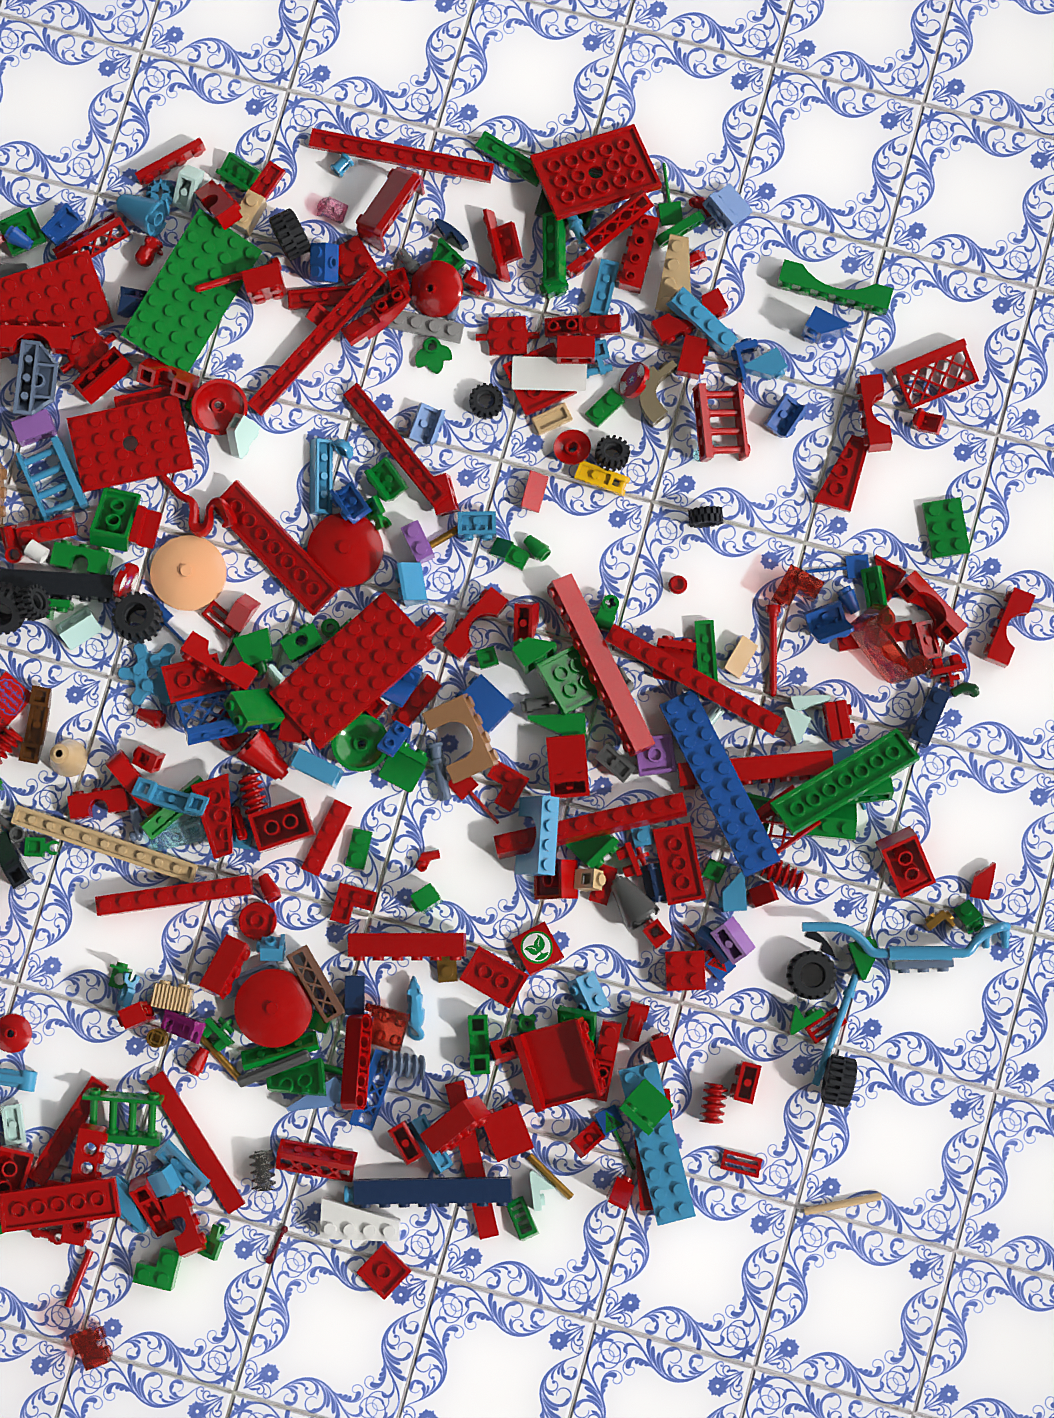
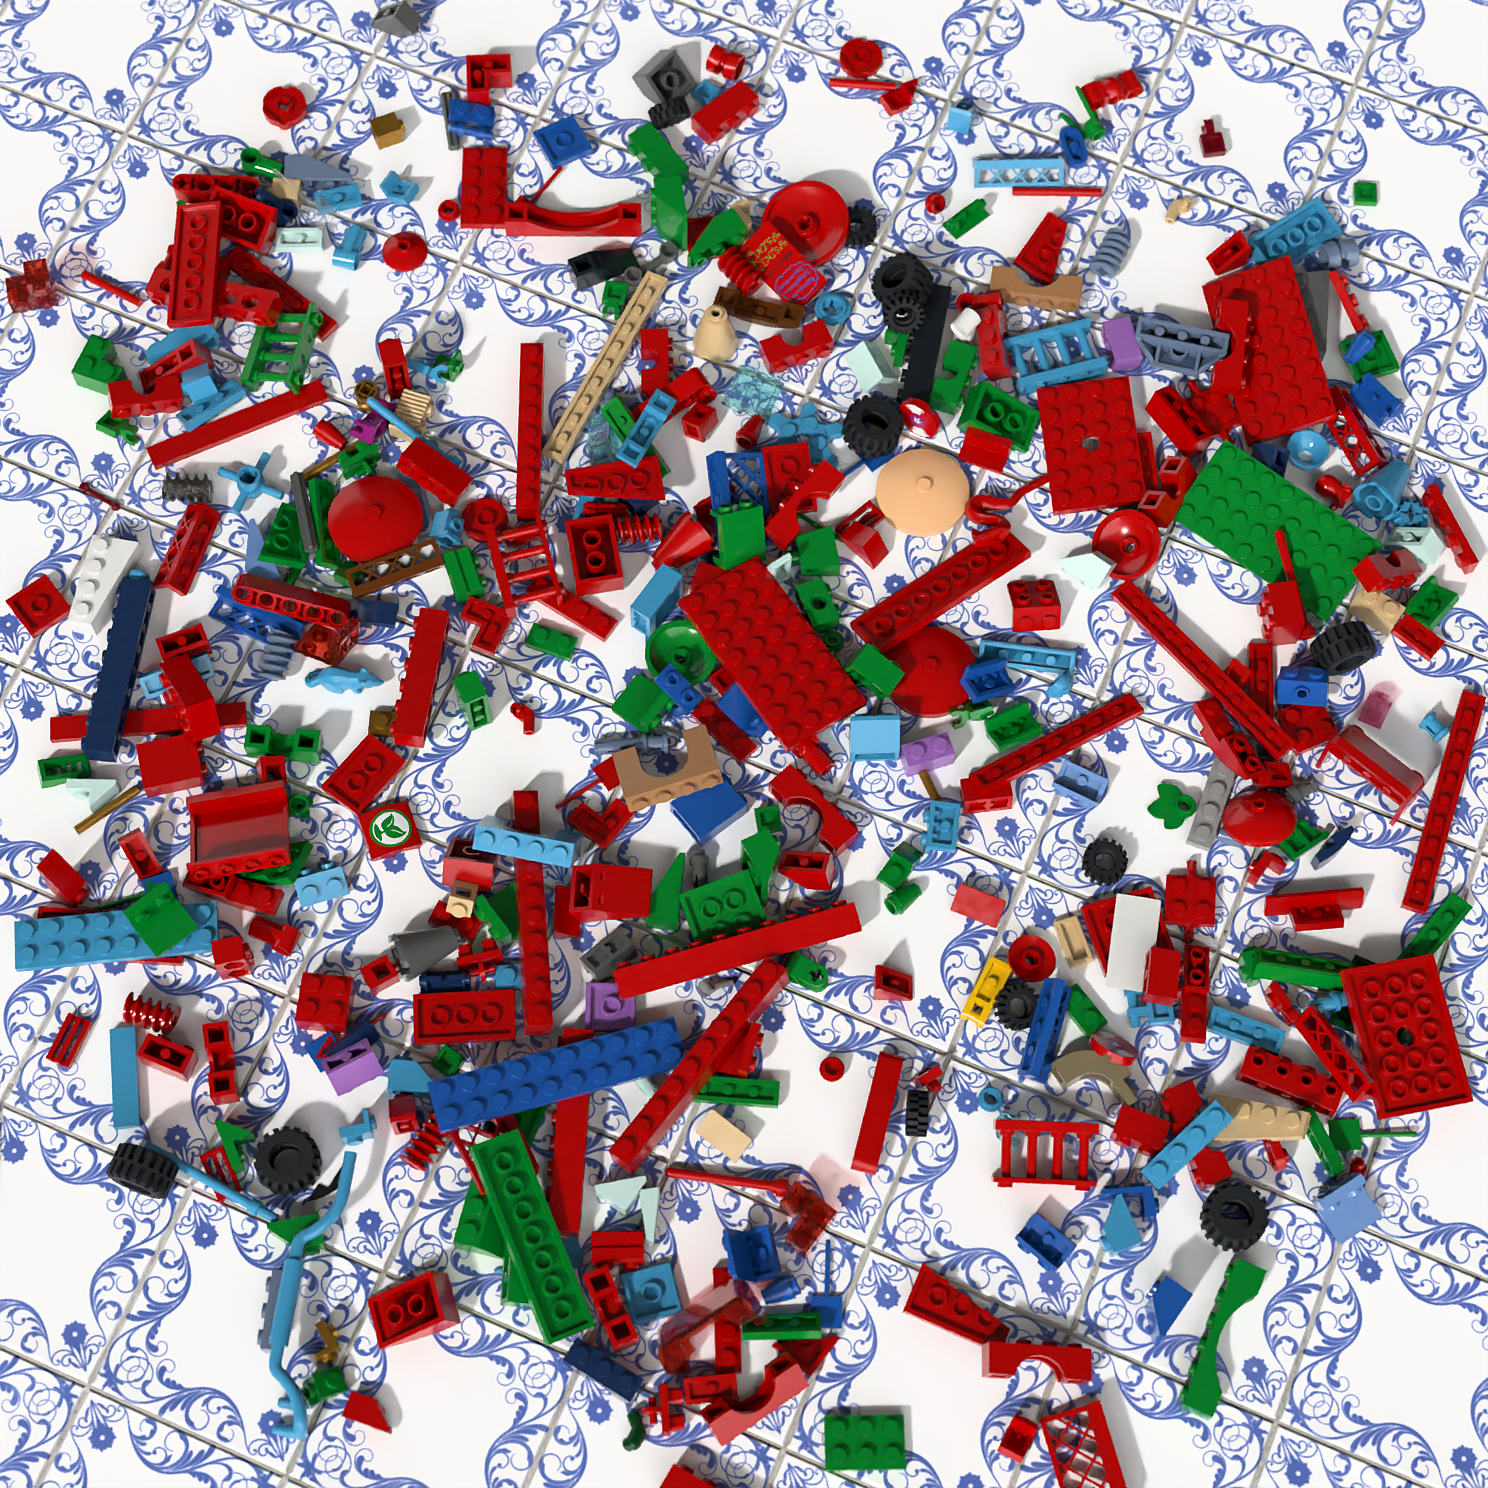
camera: 90 degrees right, 15 degrees down
(20, 660) = (839, 303): none -> dark azure gear
(78, 703) = (780, 356): none -> red arch
(109, 267) = (1311, 442): none -> dark azure piece
(115, 720) = (752, 392): none -> clear light blue slope
(209, 955) = (407, 429): none -> dark azure piece
(259, 1121) = (246, 485): none -> dark azure bar
(277, 474) = (1034, 605): none -> red bracket
(311, 928) = (463, 574): none -> green brick
(315, 890) = (506, 580): none -> red fence
(356, 592) = (873, 671): none -> green brick
(593, 801) = (564, 923): none -> red slope
(607, 548) = (892, 985): none -> red slope
(628, 431) = (1045, 1030): none -> blue fence
(675, 513) = (927, 1078): none -> red tile
(681, 461) = (993, 1092): none -> dark azure plate
(706, 546) = (877, 1113): none -> red beam
(745, 1040) = (222, 1063): none -> red arch
(752, 271) = (1248, 1202): none -> black tyre
(763, 1114) = (125, 1078): none -> dark azure tile
(782, 928) = (357, 1133): none -> dark azure bracket
(864, 692) = (651, 1293): none -> dark azure tile
(884, 718) = (610, 1309): none -> red arch

